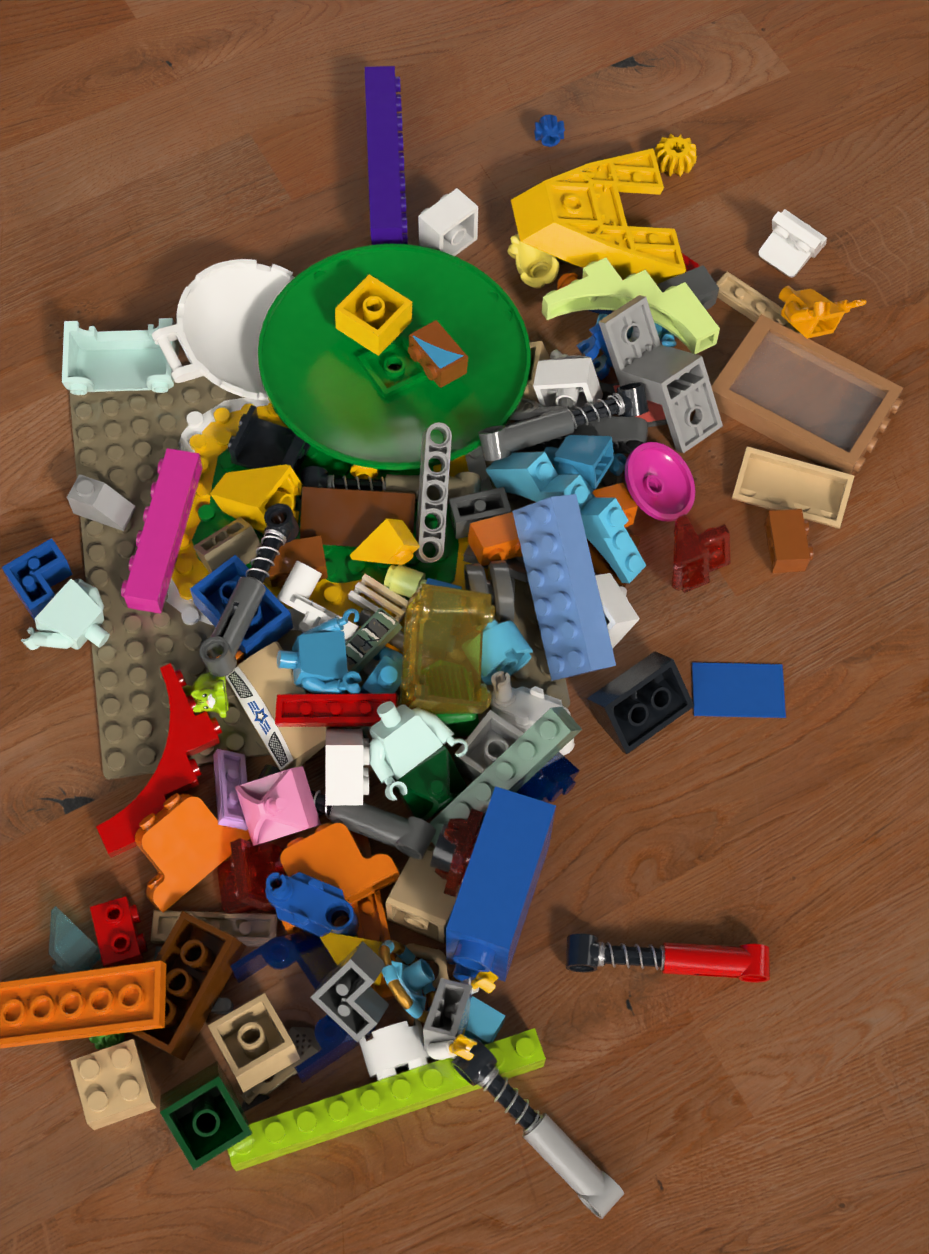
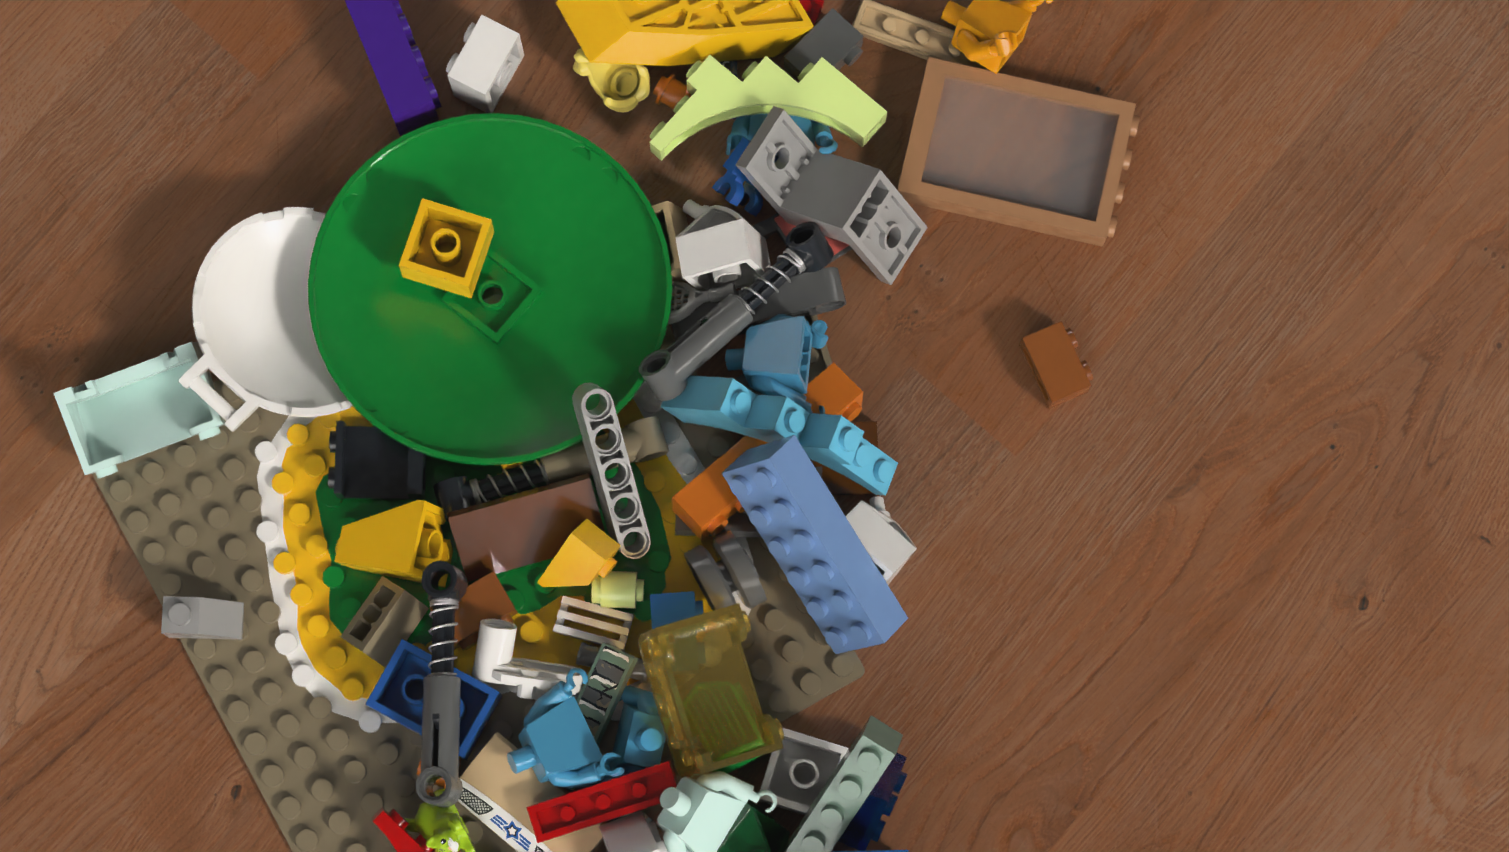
camera: 20 degrees left, 15 degrees up
(36, 573) = (158, 746): blue brick -> none
(70, 619) = (231, 783): light aqua torso -> none
(163, 531) = (293, 625): dark pink brick -> none
(437, 354) = (546, 273): dark orange brick -> none
(476, 507) = (673, 468): dark grey brick -> none
(503, 650) = (768, 644): medium azure brick -> none
(522, 705) = (823, 706): white piece -> none
(641, 701) = (948, 641): black slope -> none
(659, 481) = (891, 339): dark pink dish -> none
(697, 554) = (952, 434): clear red piece -> none
(738, 690) = (1055, 579): blue piece -> none
(792, 484) = (1039, 287): tan slope -> none

